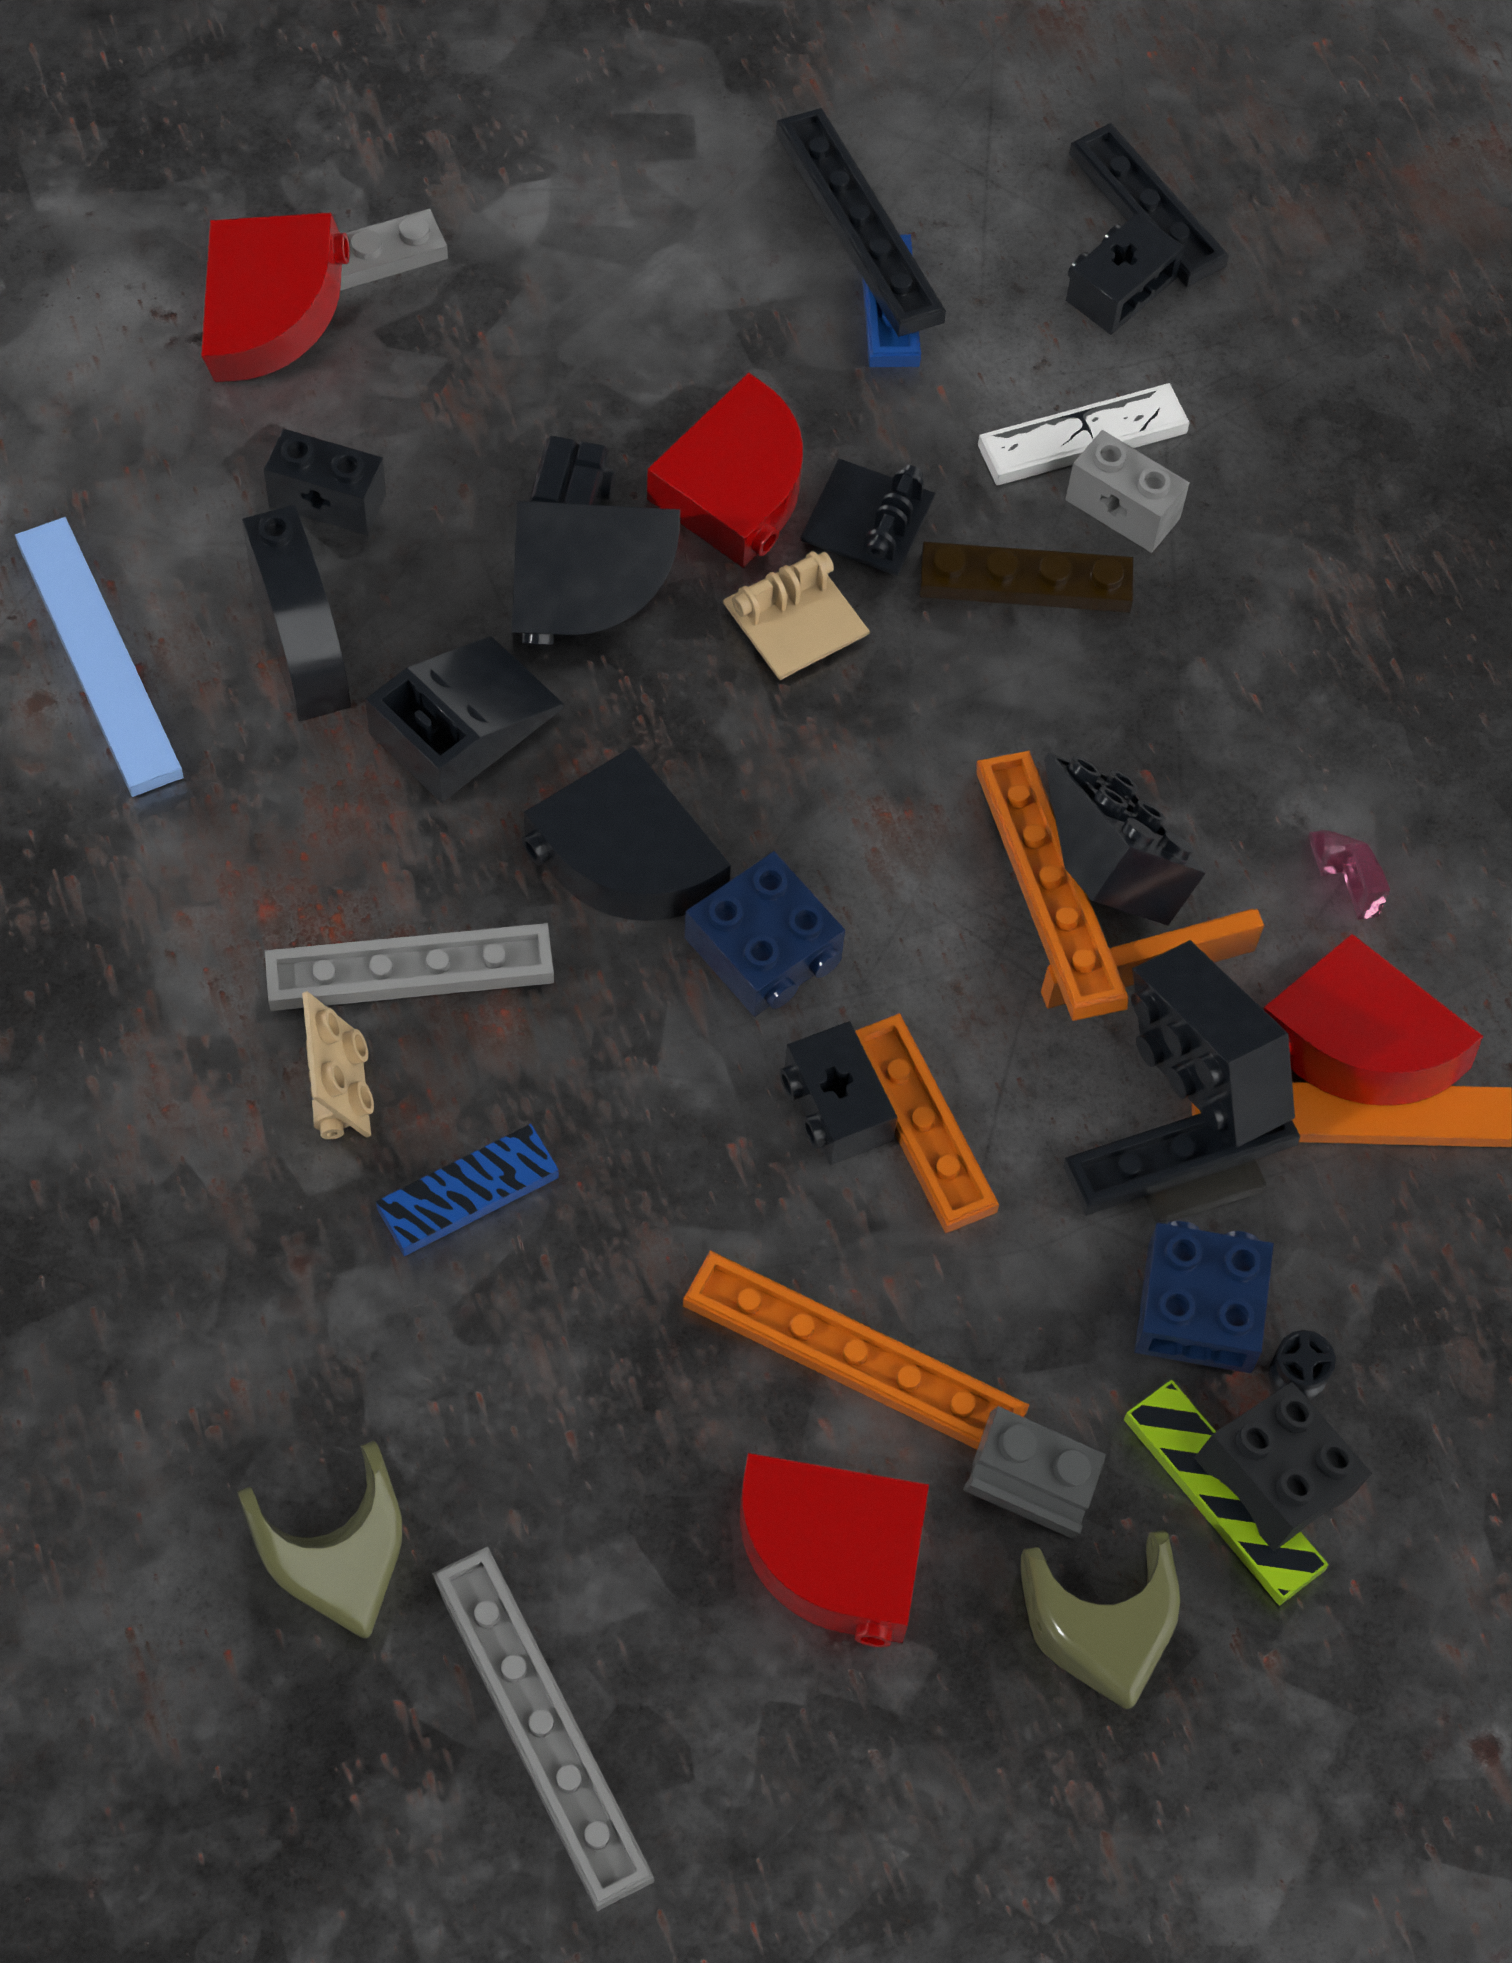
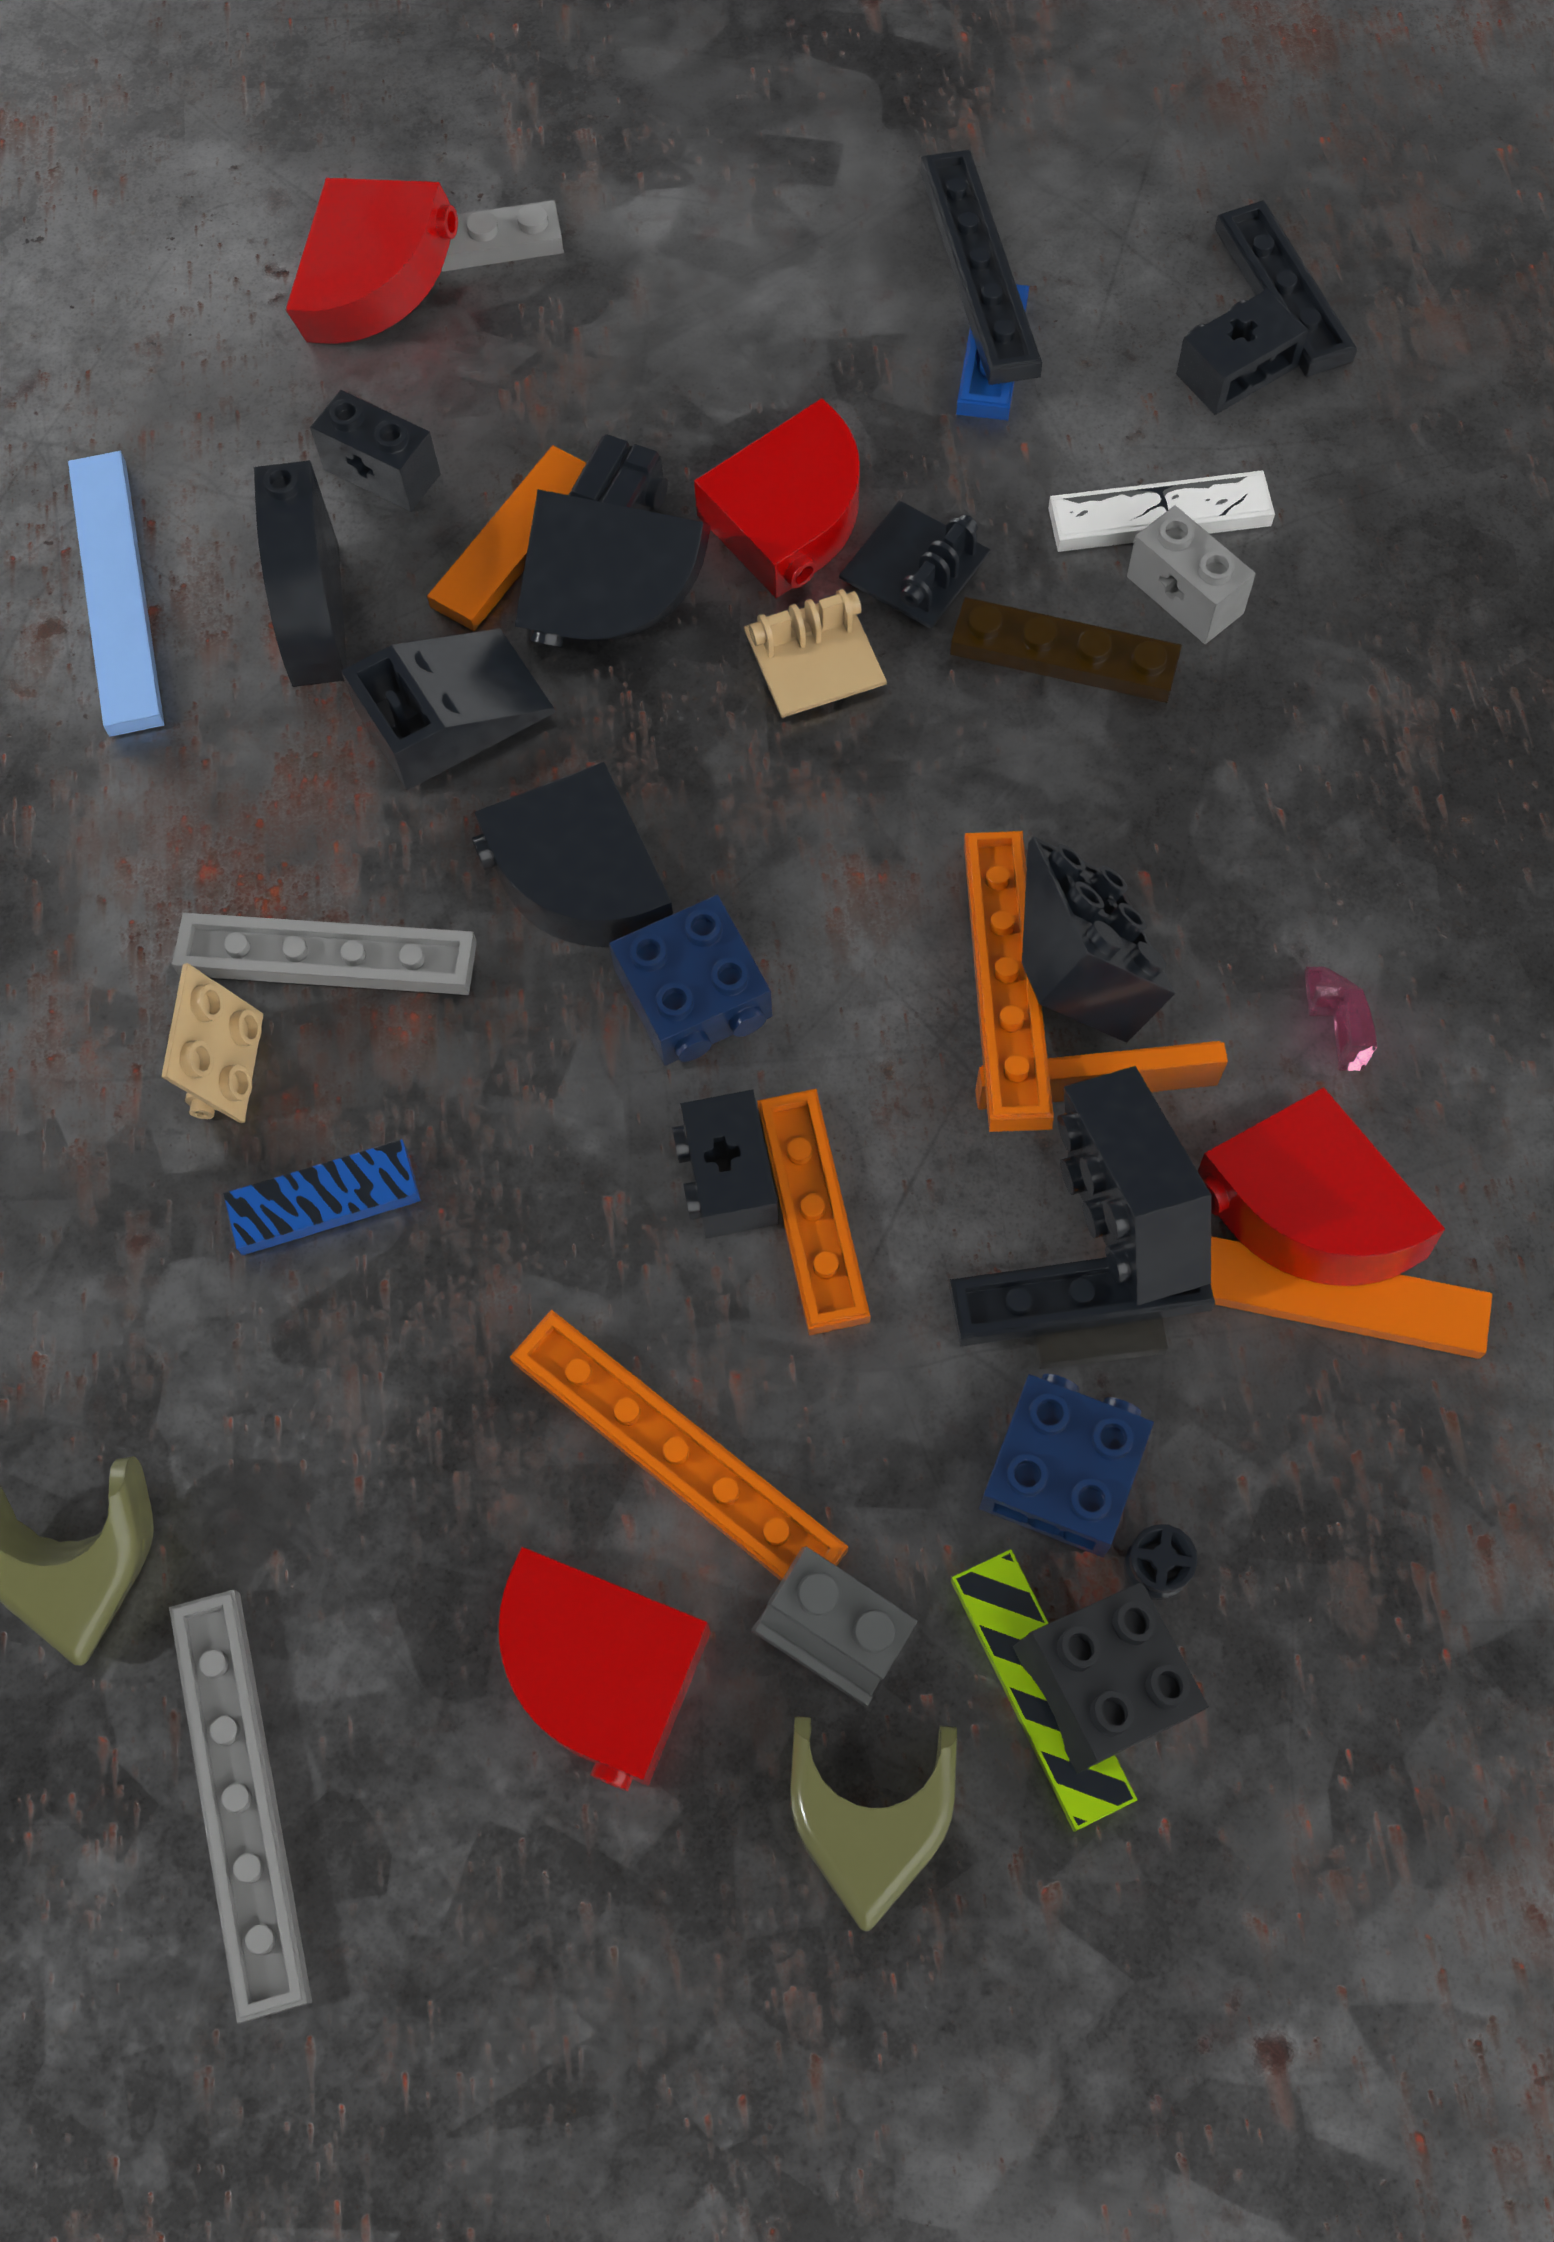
camera: 20 degrees right, 5 degrees up
(475, 549) = (501, 547): none -> orange tile

